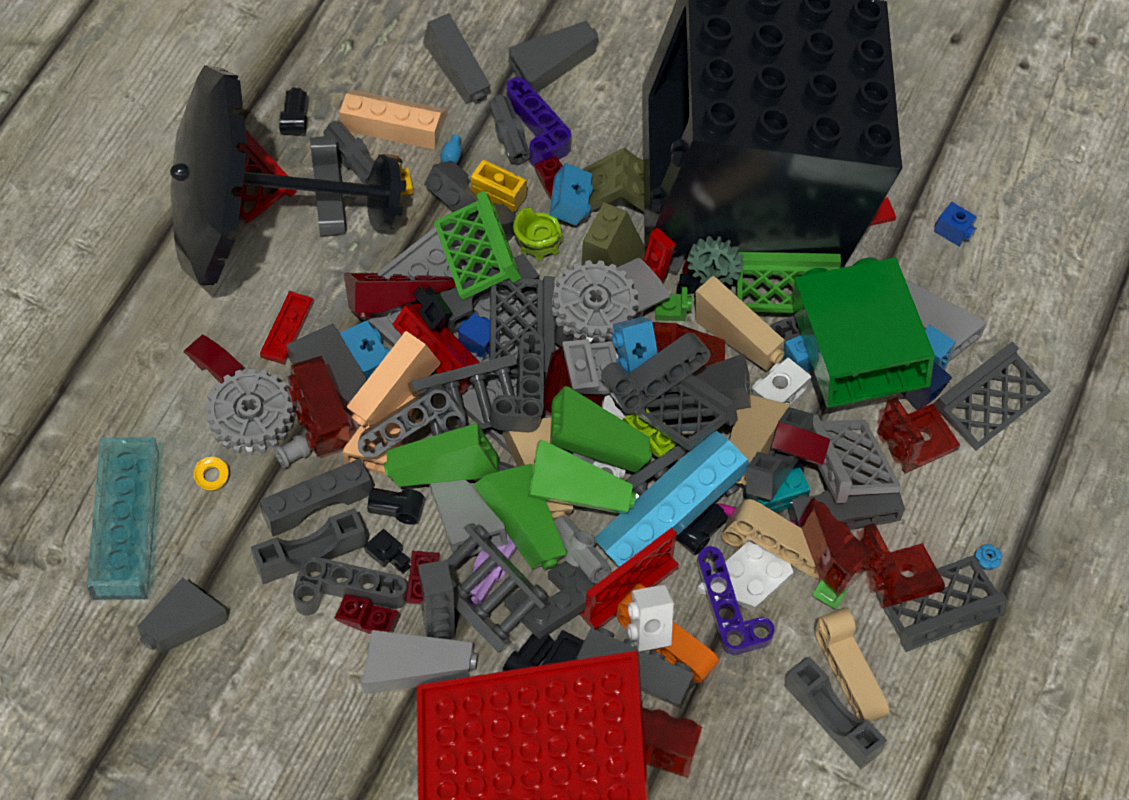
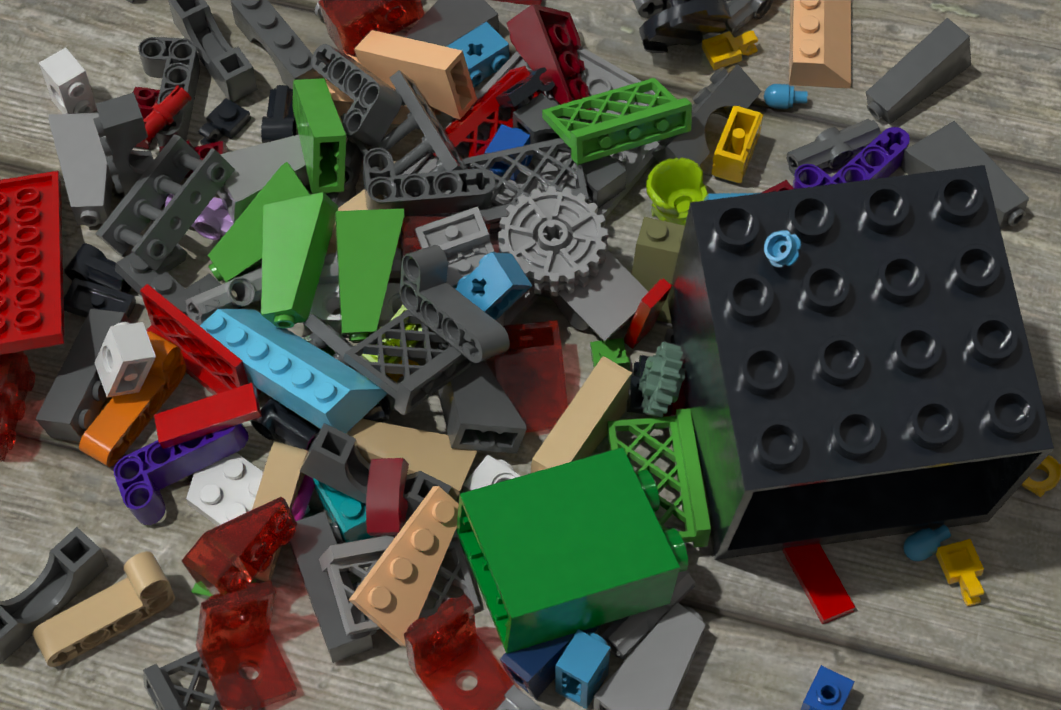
camera: 85 degrees right, 0 degrees up
(334, 663) = (68, 83): none -> white brick
(390, 583) = (165, 111): none -> red pin
(706, 566) = (207, 415): none -> red tile
(753, 87) = (774, 245): none -> dark azure plate
(862, 445) = (406, 571): none -> light nougat wing

